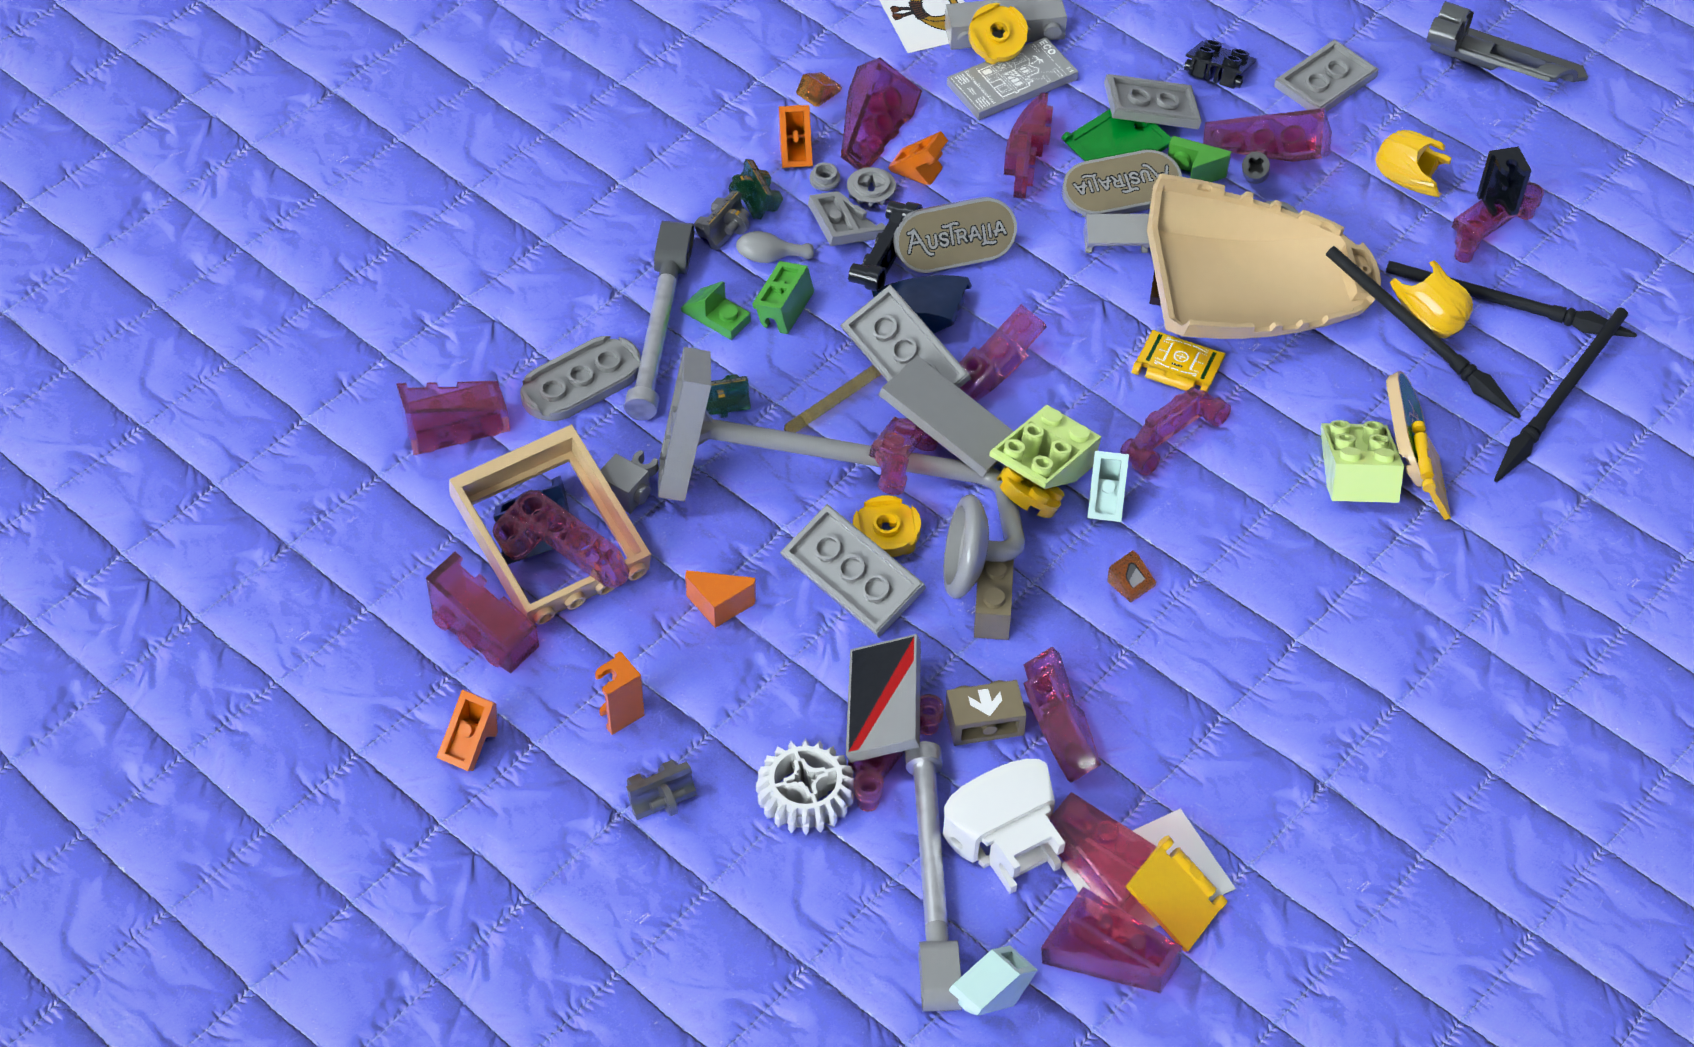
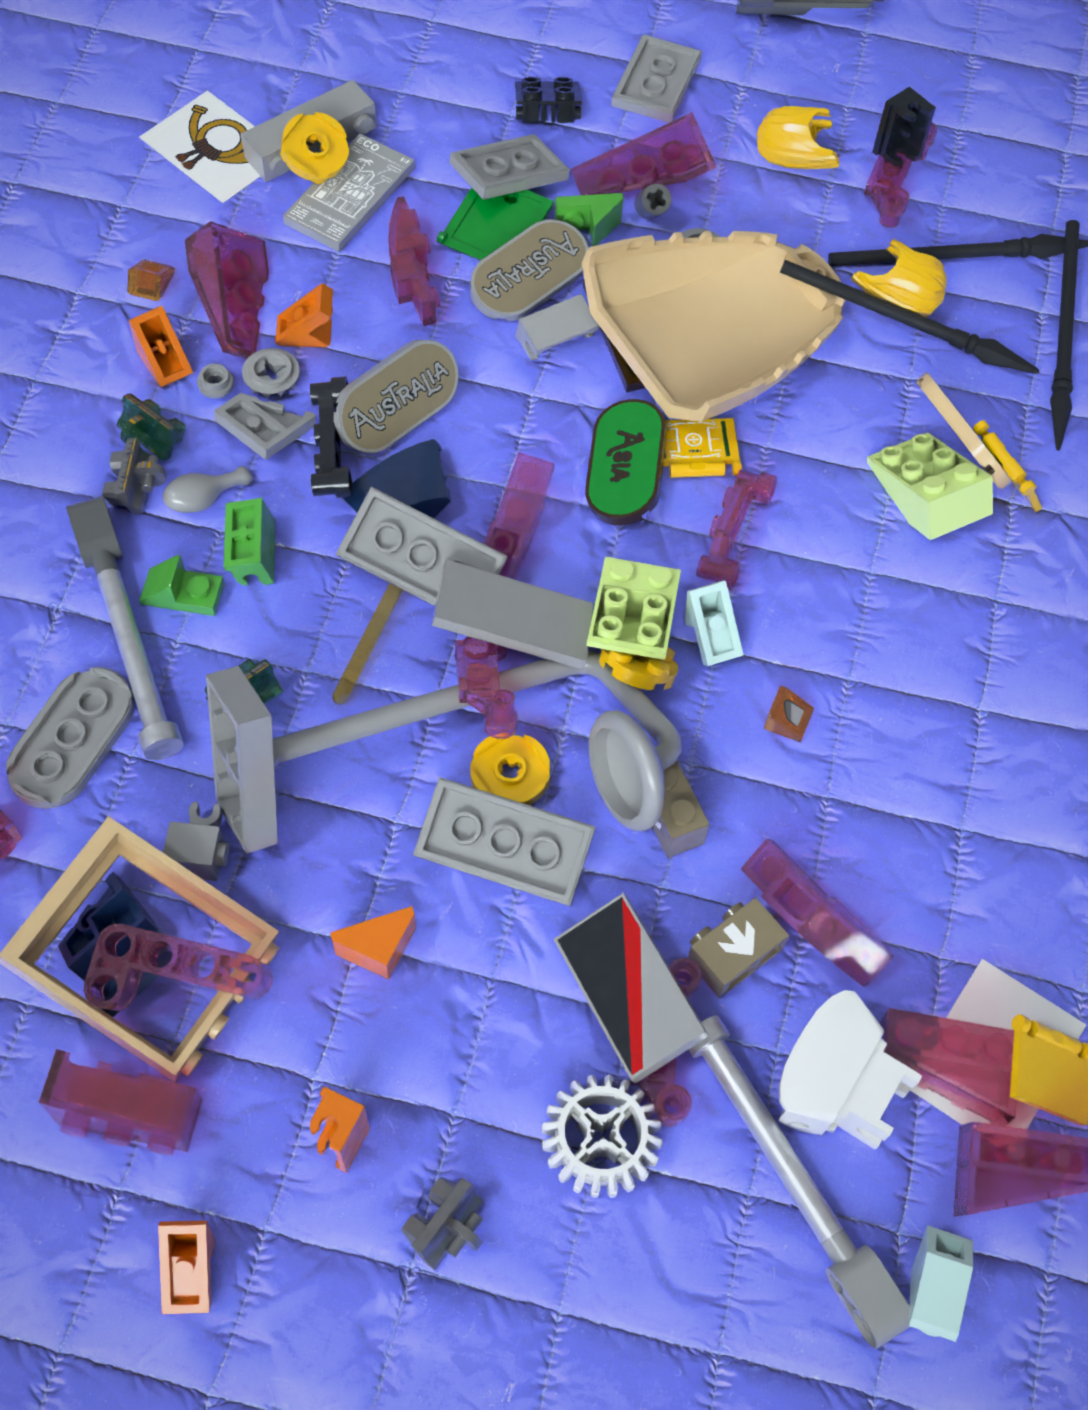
camera: 30 degrees left, 10 degrees up
(1113, 350) = (626, 461): none -> green tile

